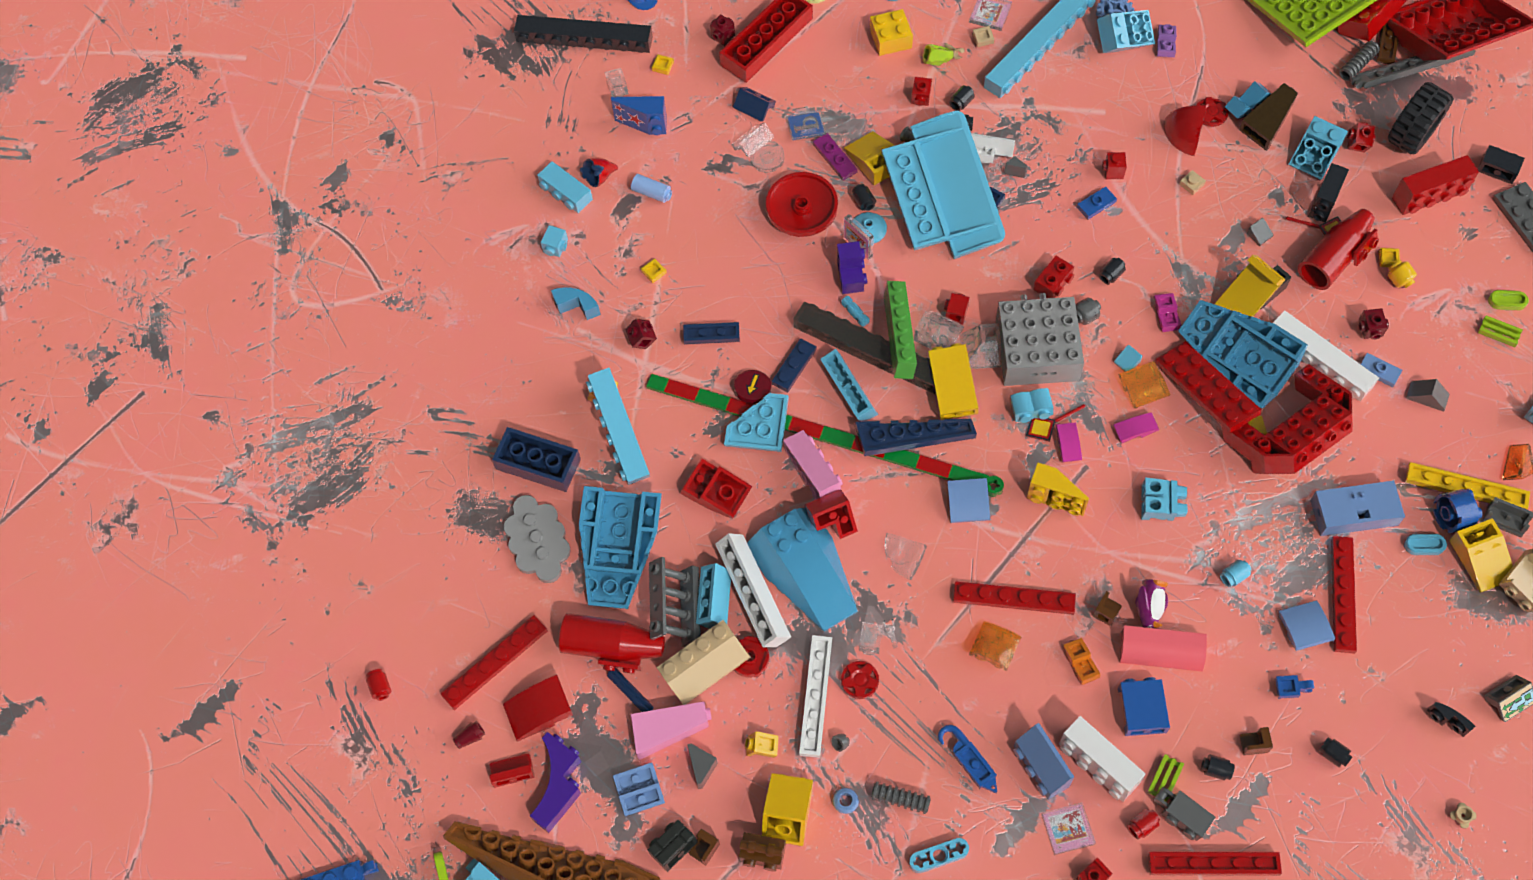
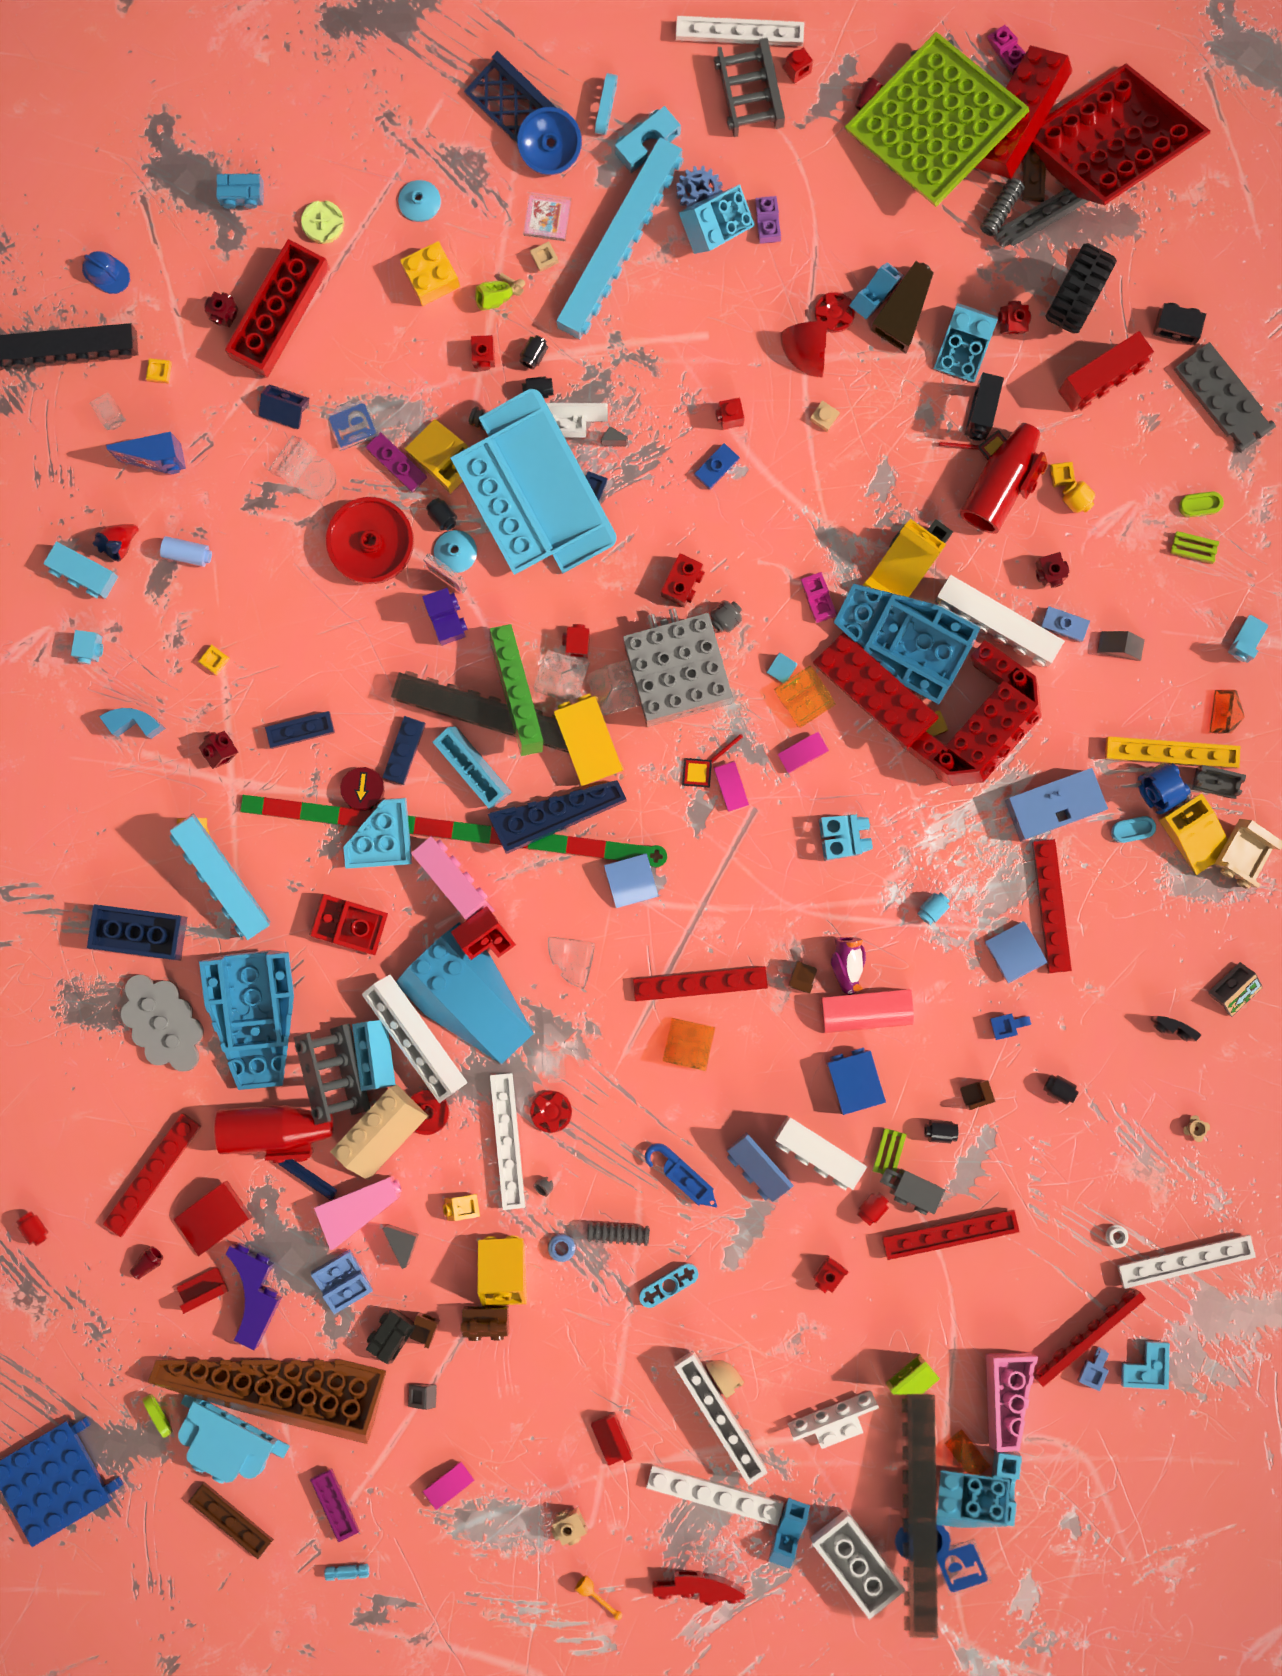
camera: 10 degrees left, 20 degrees up
(855, 311) = (460, 666): medium azure axle -> none
(1032, 405) = (682, 750): medium azure brick -> none
(1056, 490) = (719, 850): yellow slope -> none
(1068, 828) = (796, 1227): clear tile -> none
(1081, 661) = (783, 1042): orange slope -> none
(1112, 271) = (748, 556): black brick -> none
(1260, 232) = (911, 470): slope -> none

